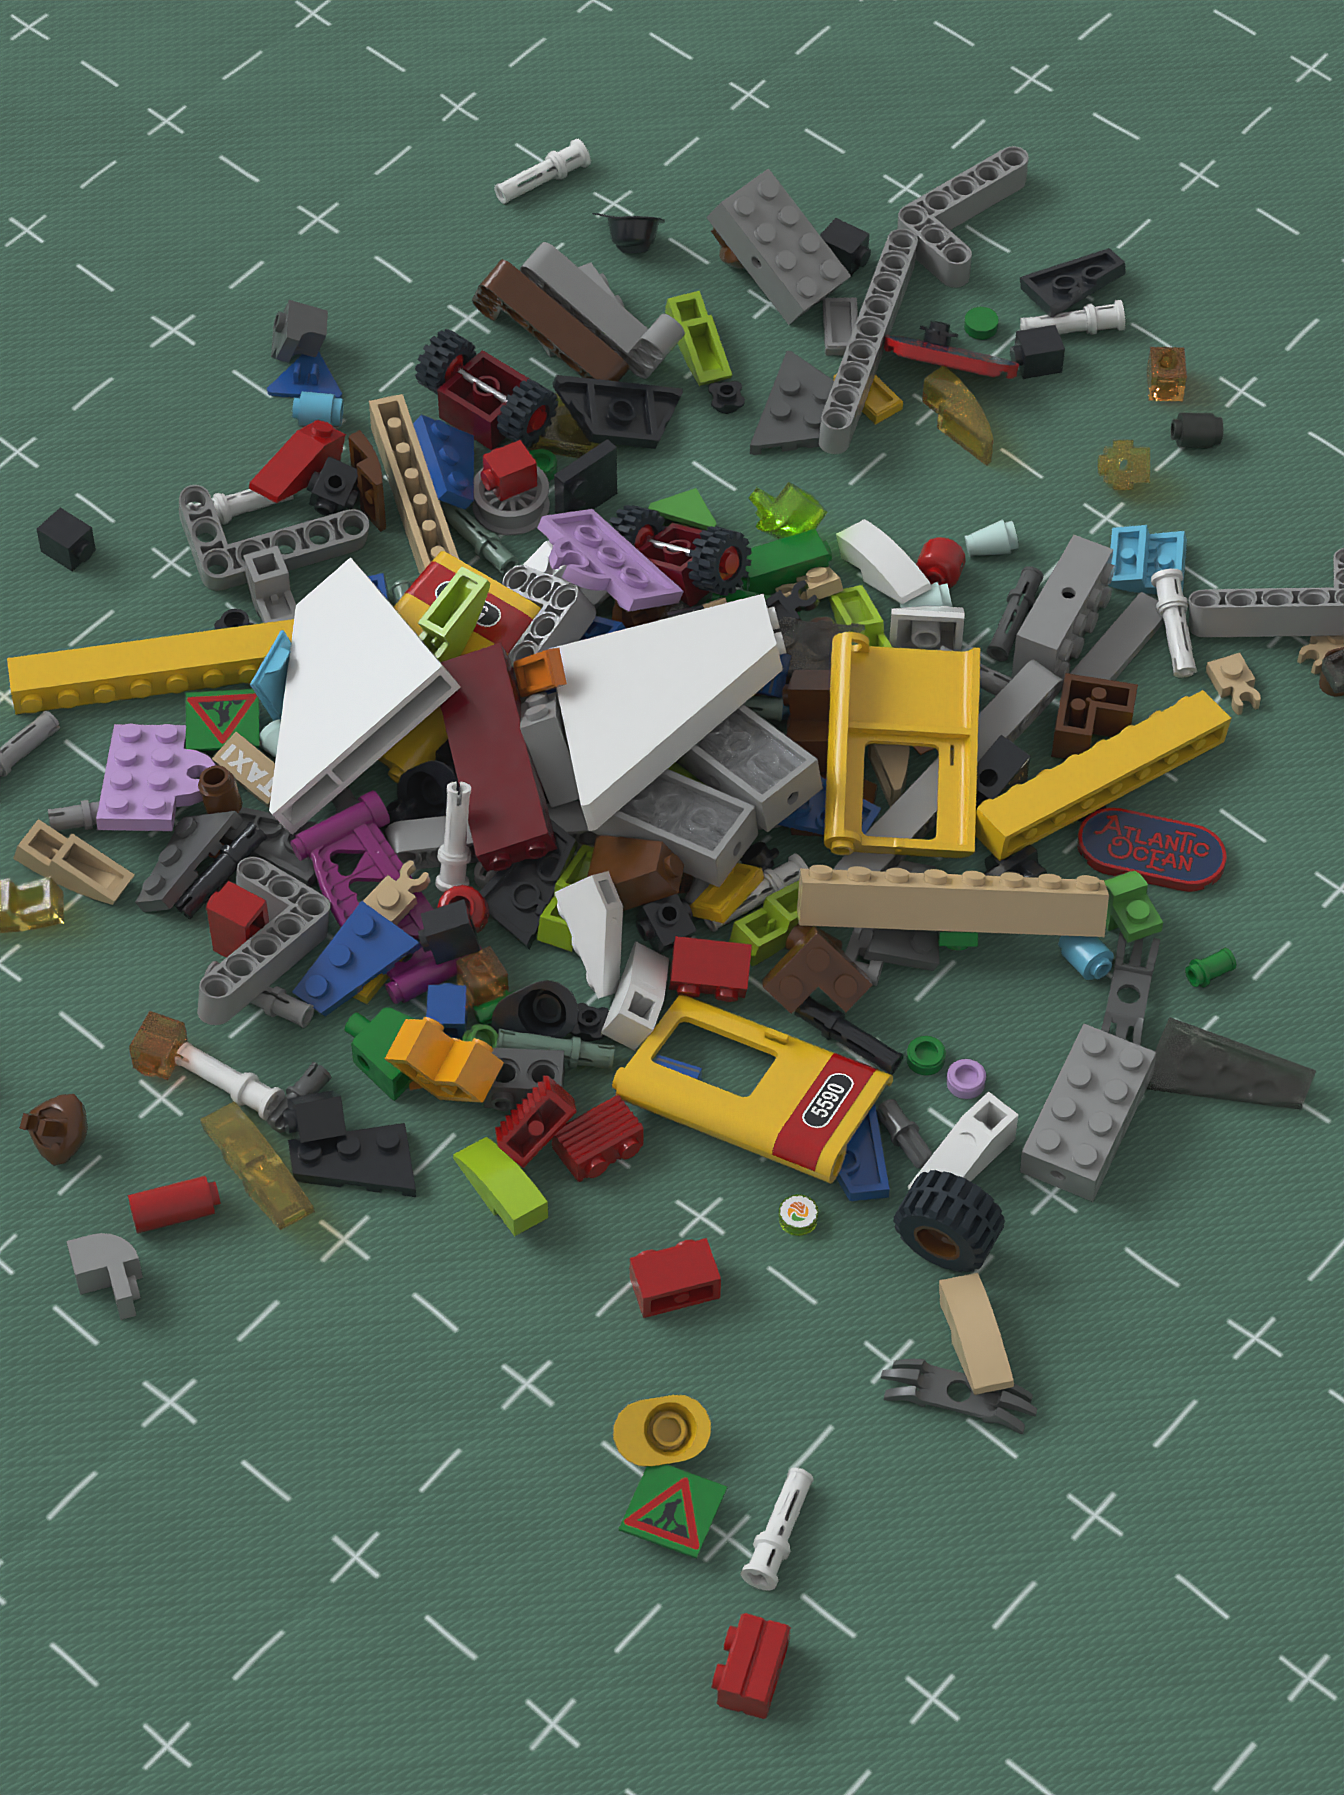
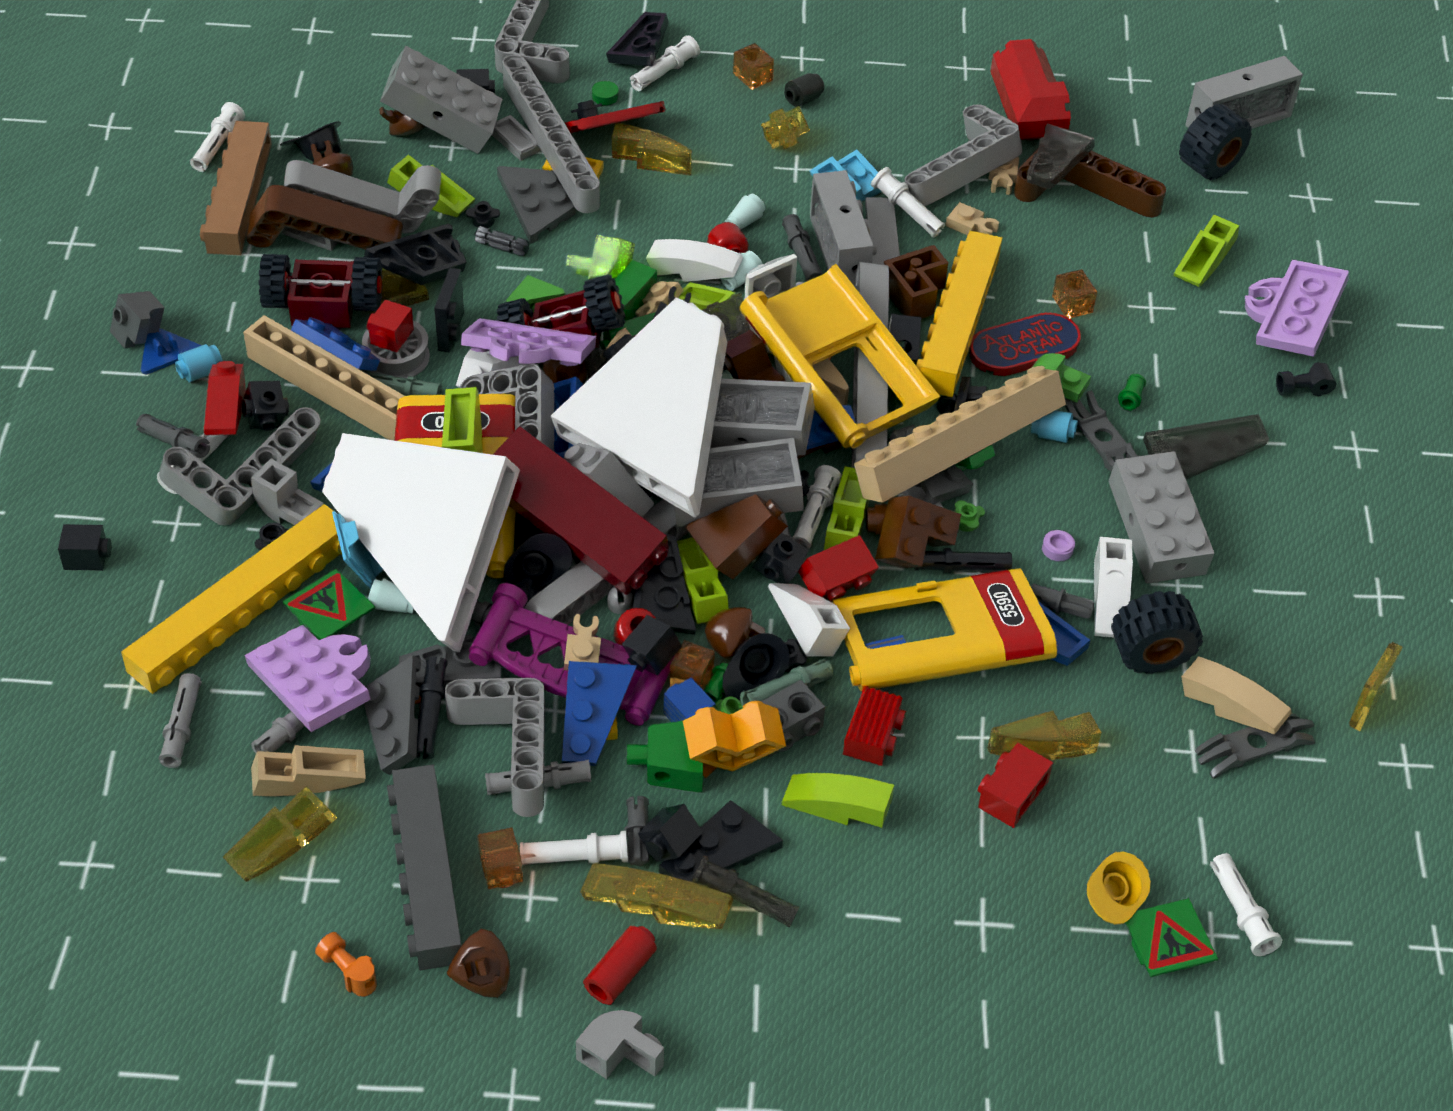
camera: 40 degrees left, 5 degrees down
(93, 1009) = (426, 866): none -> dark grey brick
(219, 790) = (382, 650): reddish brown brick -> none
(230, 479) = (173, 435): none -> dark grey pin
(234, 917) = (484, 734): red brick -> none
(248, 765) = (385, 625): tan tile -> none
(328, 1193) = (728, 882): none -> clear smoke pin
(369, 479) = (295, 380): reddish brown slope -> none
(454, 853) = (596, 594): white pin -> none
(514, 236) = (236, 188): none -> medium nougat brick
(535, 1121) = (830, 737): red brick -> none
(539, 672) = (566, 429): orange tile -> none
(552, 961) = (730, 629): none -> reddish brown piece
(595, 923) = (742, 575): white slope -> none
(617, 263) = (333, 161): none -> reddish brown piece
(718, 436) = (501, 241): none -> black axle
(721, 902) = (804, 524): yellow tile -> none
(750, 1255) = (1048, 736): none -> clear yellow slope
(753, 1665) = (1323, 1005): red brick -> none
(798, 1215) = (1045, 694): tile -> none
(901, 1000) = (970, 515): none -> bright green plate
(926, 1055) = (1021, 545): green tile -> none
(1038, 351) = (662, 86): black brick -> none
(1122, 1415) = (1375, 686): none -> clear yellow tile
(1257, 825) = (1074, 294): none -> clear orange brick

